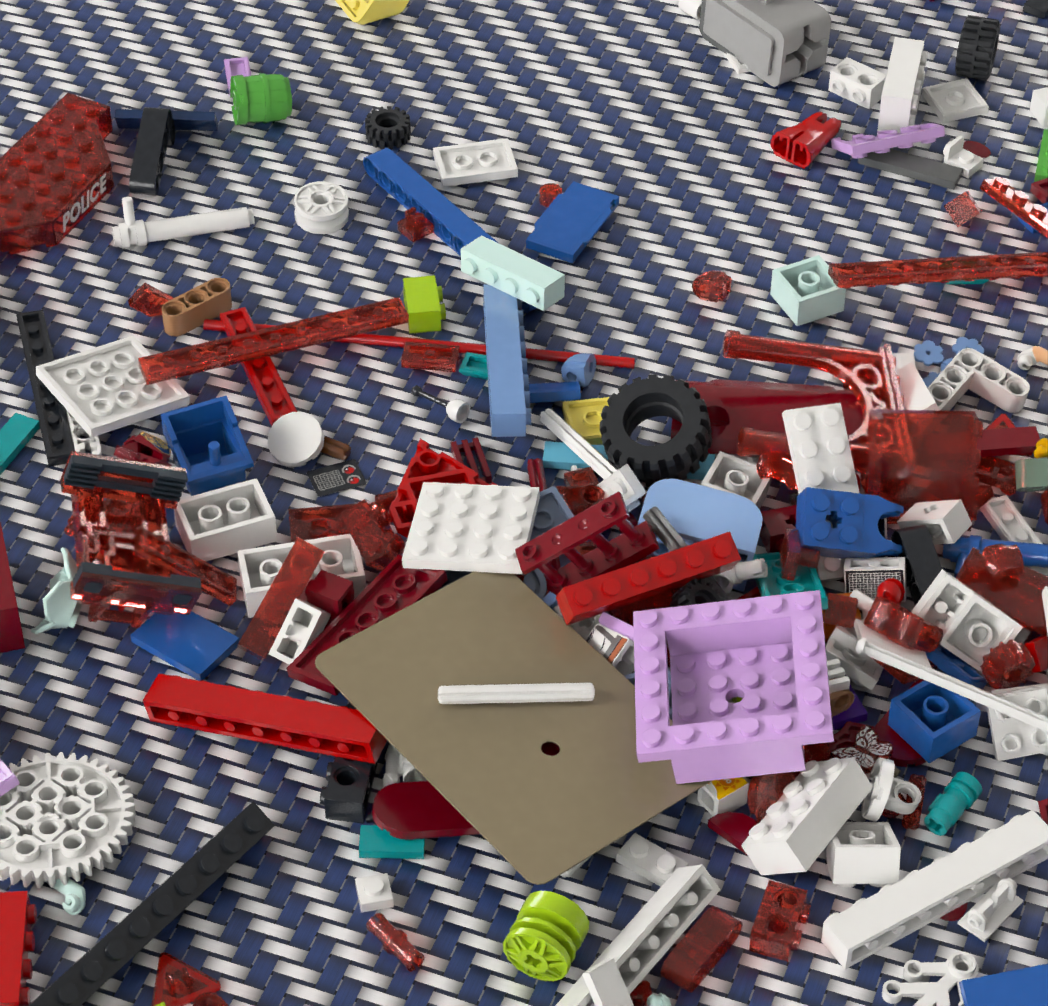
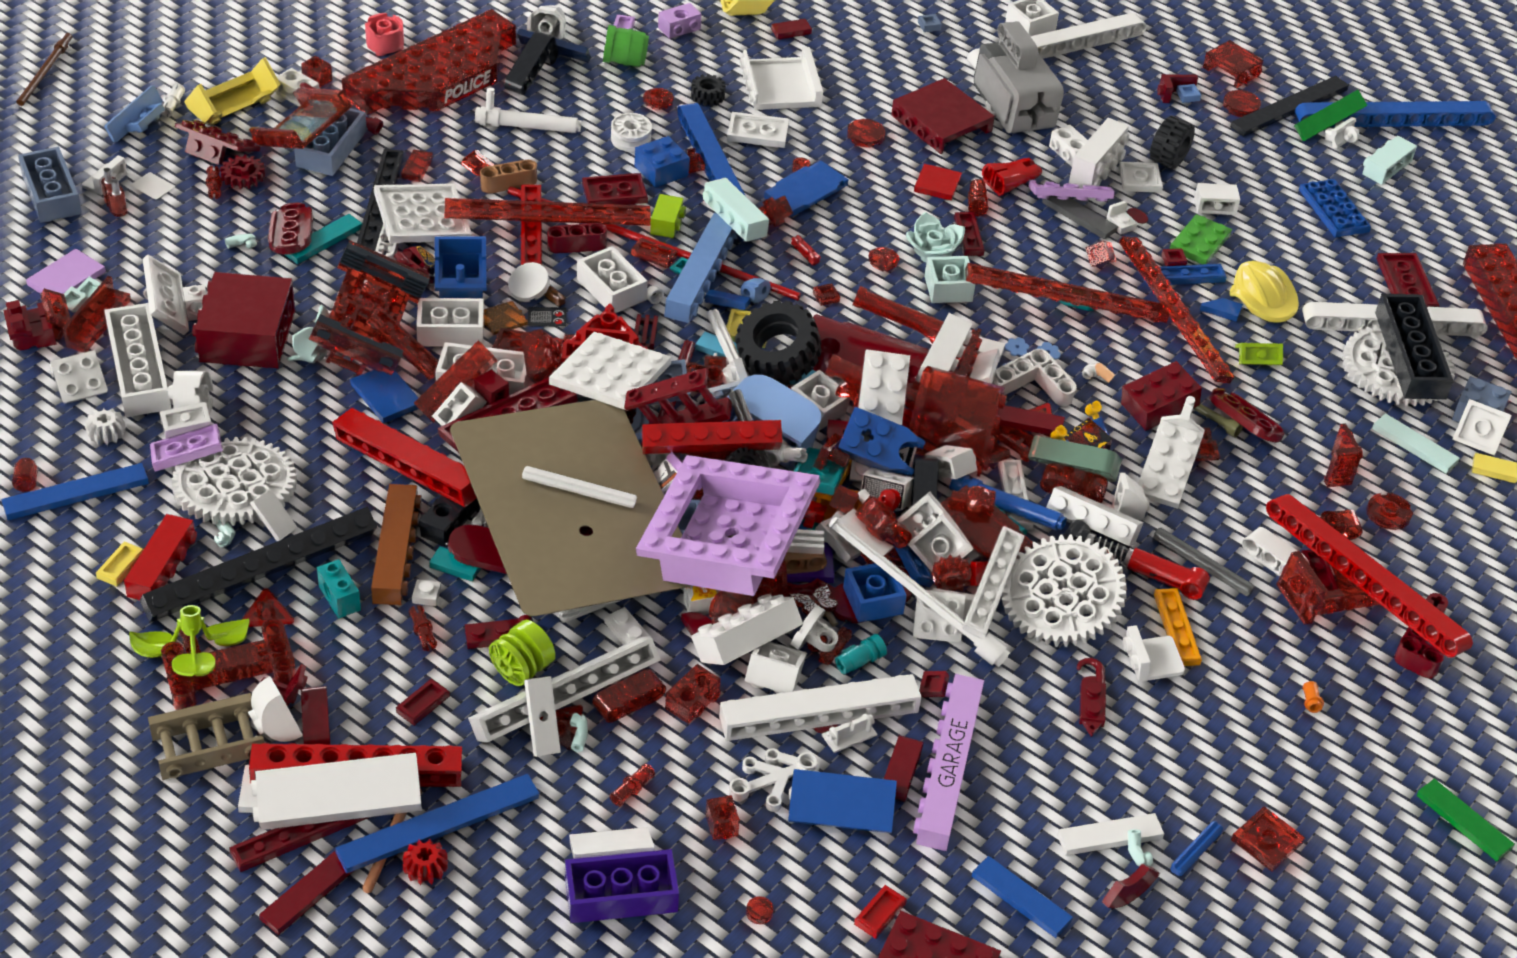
camera: 15 degrees right, 0 degrees up
(69, 324) = (417, 165): none -> clear red tile
(129, 850) = (273, 515): none -> white tile
(146, 89) = (548, 20): none -> white cone
(263, 924) = (338, 588): none -> teal brick
(286, 493) = (503, 316): none -> clear orange piece
(305, 842) = (395, 546): none -> dark orange brick
(307, 47) = (679, 20): none -> lavender brick
(325, 364) = (577, 238): none -> dark red beam
(329, 148) = (658, 98): none -> clear red gear
(337, 288) = (615, 189): none -> dark red tile
(380, 235) = (661, 161): none -> blue brick
(400, 406) = (612, 279): none -> white brick
(447, 22) = (791, 29): none -> dark red tile
(473, 92) = (782, 81): none -> white panel
(488, 918) = (483, 634): none -> dark red plate
(556, 256) = (776, 210): none -> clear red brick
(606, 131) = (866, 132): none -> clear red tile
(612, 301) = (806, 250): none -> red axle
(665, 351) = (826, 294): none -> clear red tile
(686, 84) = (941, 113): none -> dark red panel
(724, 170) = (937, 182): none -> red tile
(762, 247) = (932, 239): none -> light aqua brick
(783, 178) = (978, 197): none -> clear red axle
(794, 226) = (972, 242): none -> dark red tile
(867, 380) = (948, 345): none -> white brick

